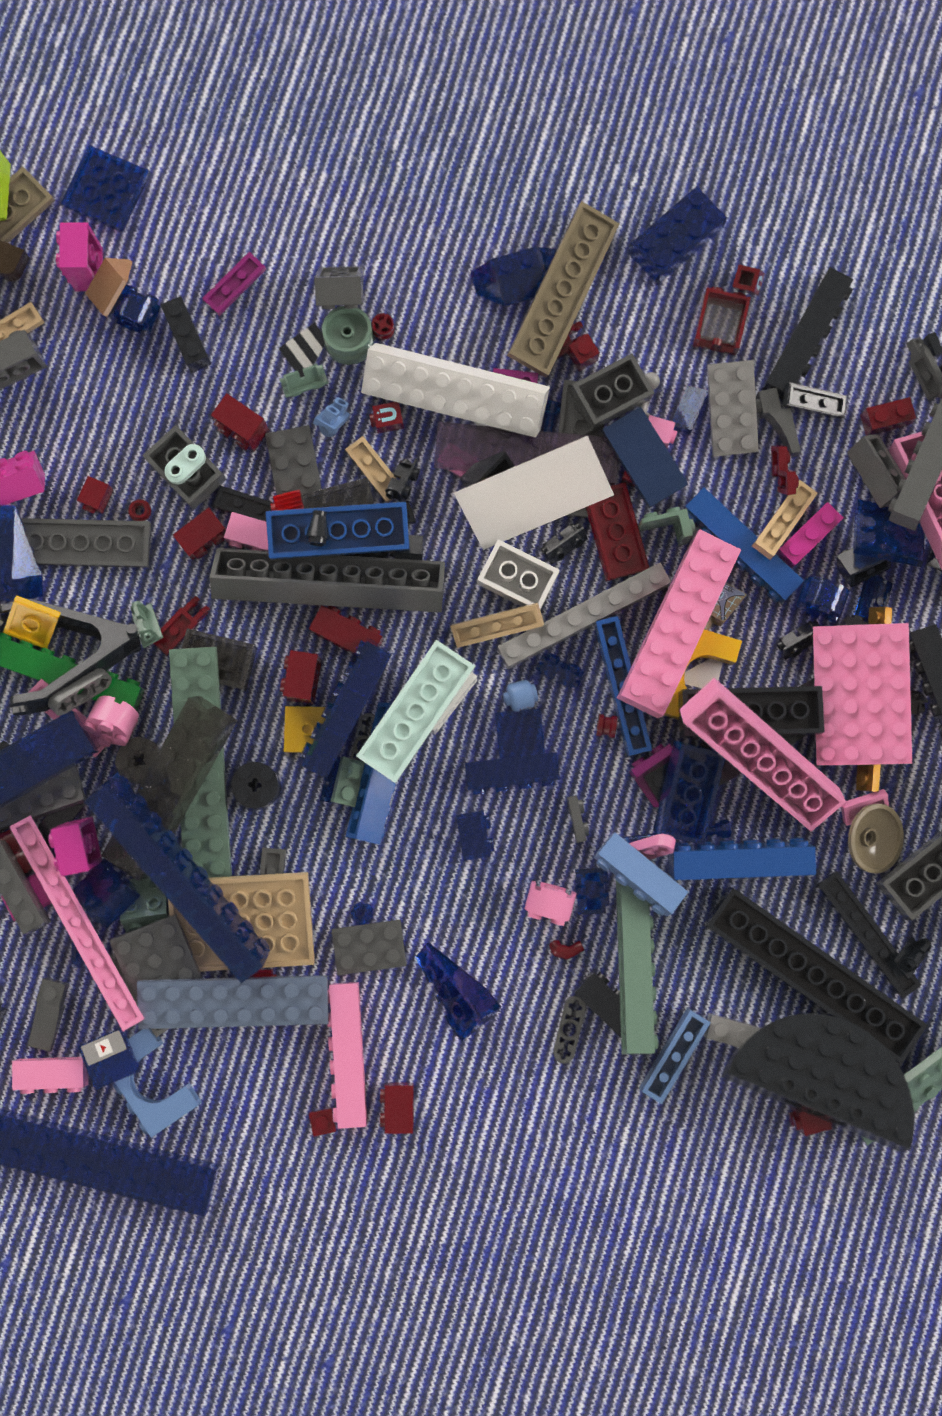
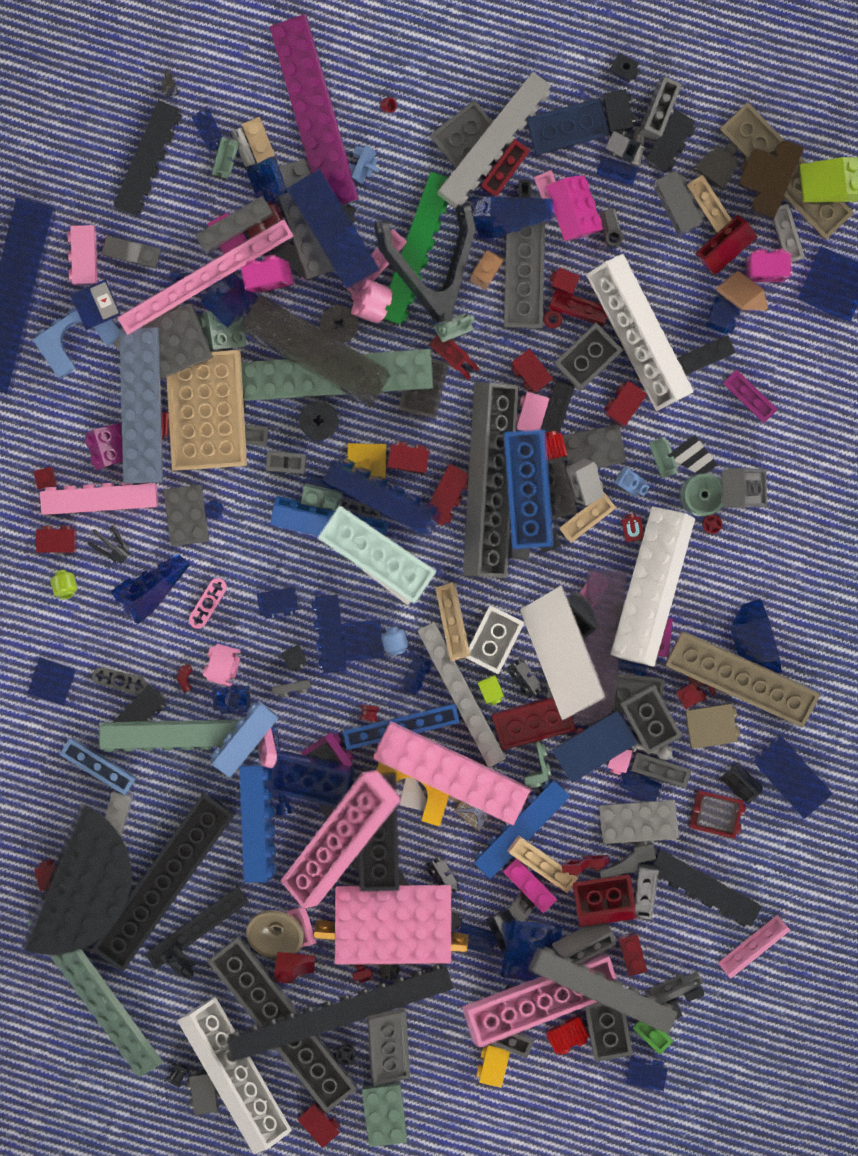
camera: 90 degrees right, 5 degrees up
(31, 622) = (454, 232): yellow plate -> none
(33, 441) = (610, 227): none -> dark grey piece
(39, 244) = (787, 233): none -> light grey tile
(55, 308) = (726, 245): none -> dark red brick
(66, 699) = (394, 276): dark grey beam -> none
(78, 586) = (486, 269): none -> medium nougat torso
(126, 479) = (578, 308): none -> dark red plate
(154, 406) = (639, 332): none -> white brick
(179, 877) = (241, 362): clear blue brick -> none
(187, 465) = (587, 359): light aqua plate -> none
(283, 1046) = (105, 445): none -> magenta bracket
(305, 824) = (286, 462): none -> dark grey brick
(318, 530) = (526, 473): black cone -> none
(331, 469) = (585, 481): none -> light grey brick
(407, 474) = (583, 545): black hinge -> none
(414, 1030) = (119, 553): none -> black plant
(452, 1098) = (63, 584): none -> lime head
(493, 924) = (211, 588): none -> bright pink beam
(541, 814) = (295, 658): none -> black brick
(570, 1113) = (52, 681): none -> clear blue plate
(578, 581) = (491, 690): none -> lime brick
(618, 326) = (712, 725): none -> dark tan brick
(670, 385) = (661, 770): none -> dark grey plate
(685, 294) = (742, 783): none -> black slope
(748, 280) = (751, 837): dark red brick -> none
(822, 598) = (474, 894): clear blue brick -> none
(827, 446) = (604, 900): none -> dark red brick
(836, 544) = (521, 907): none -> dark grey plate
(875, 278) = (754, 946): none -> bright pink plate
(912, 818) = (292, 965): none -> dark red arch
(921, 733) = (362, 974): none -> dark red tile

